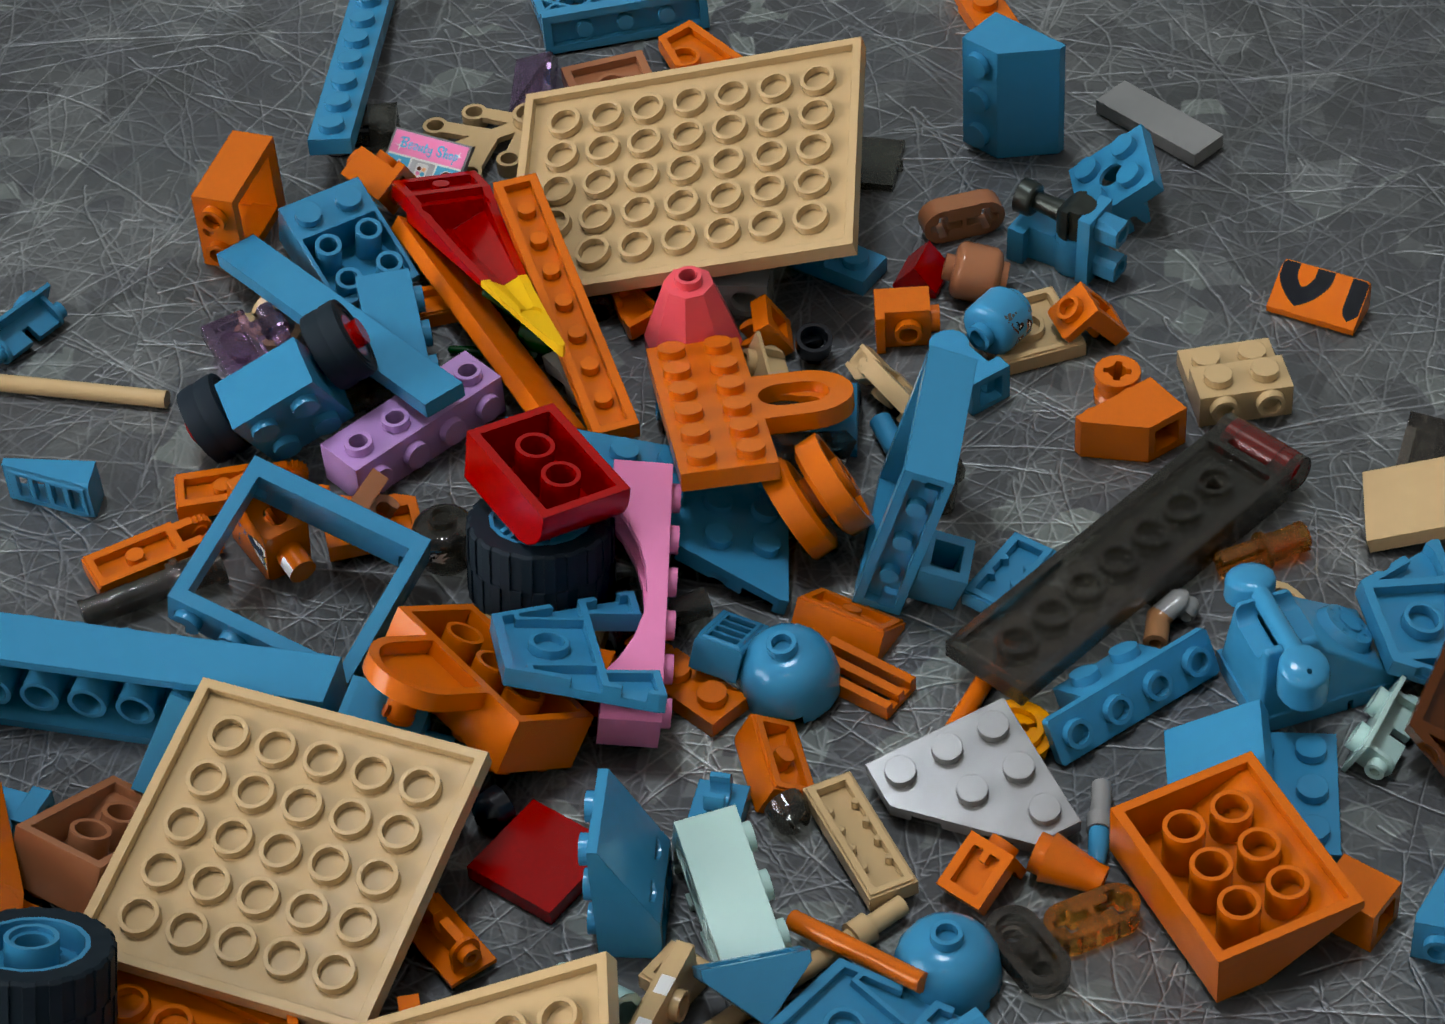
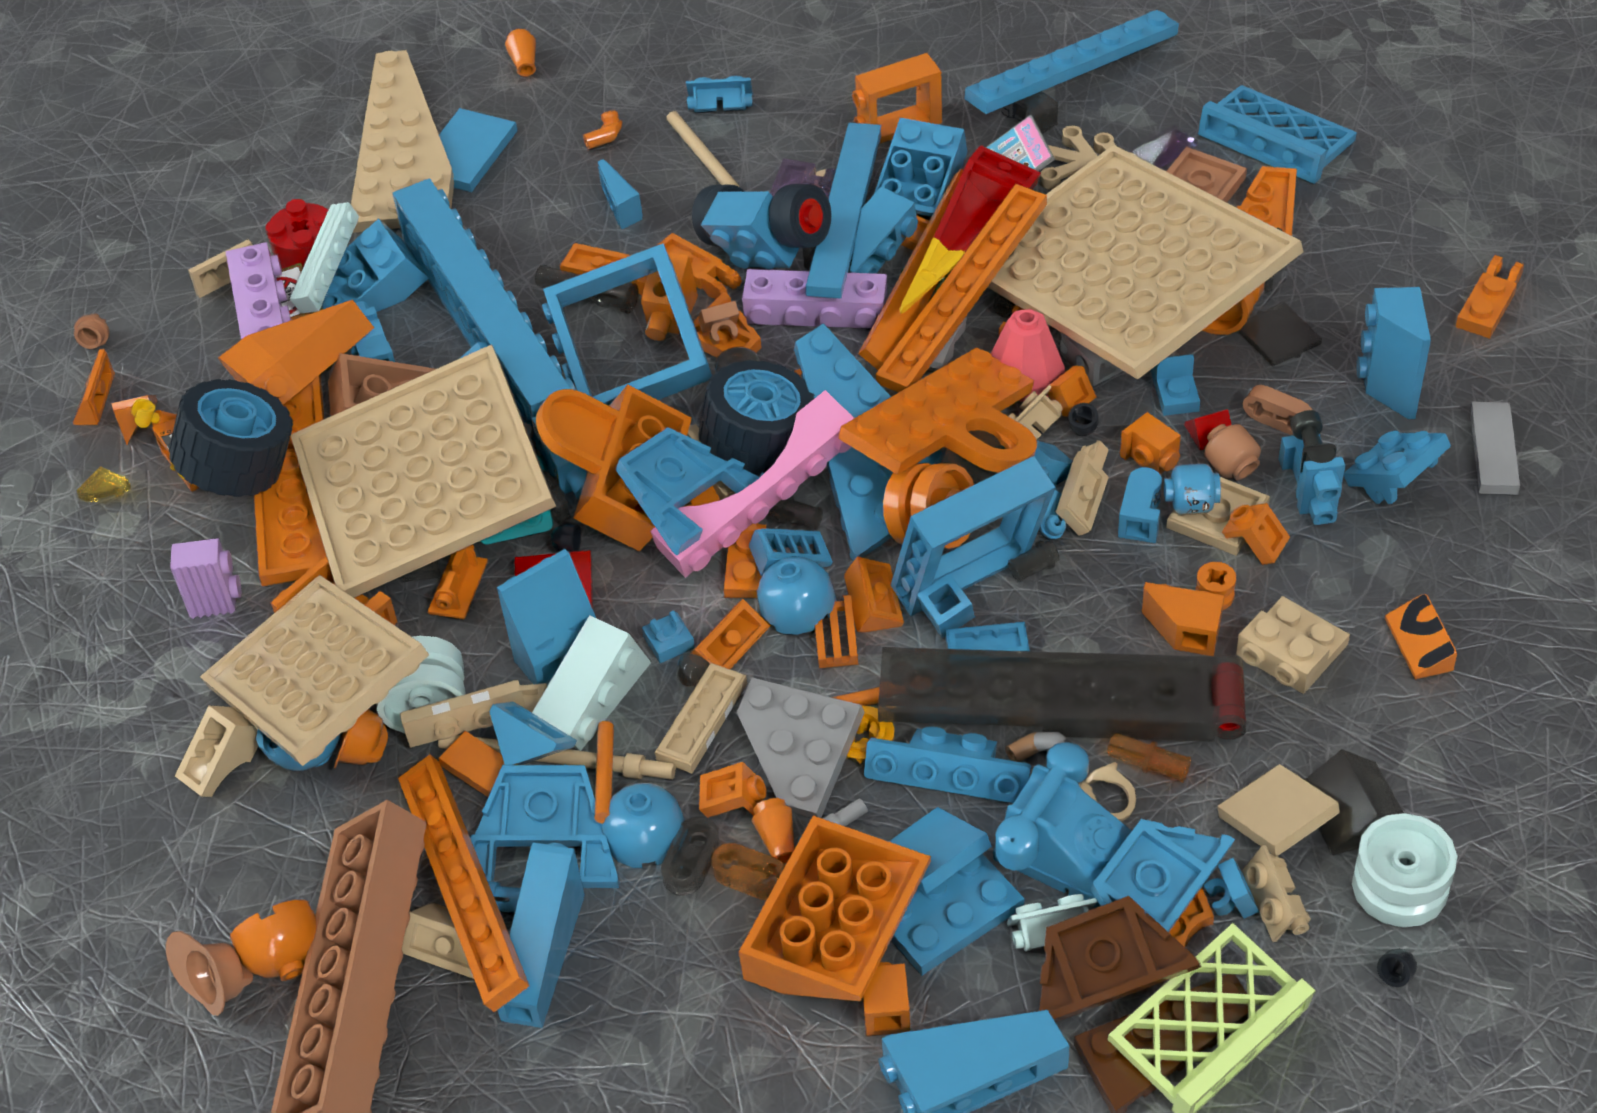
camera: 50 degrees right, 5 degrees up
(377, 175) = (987, 132): orange brick -> none
(542, 475) = (771, 367): red brick -> none

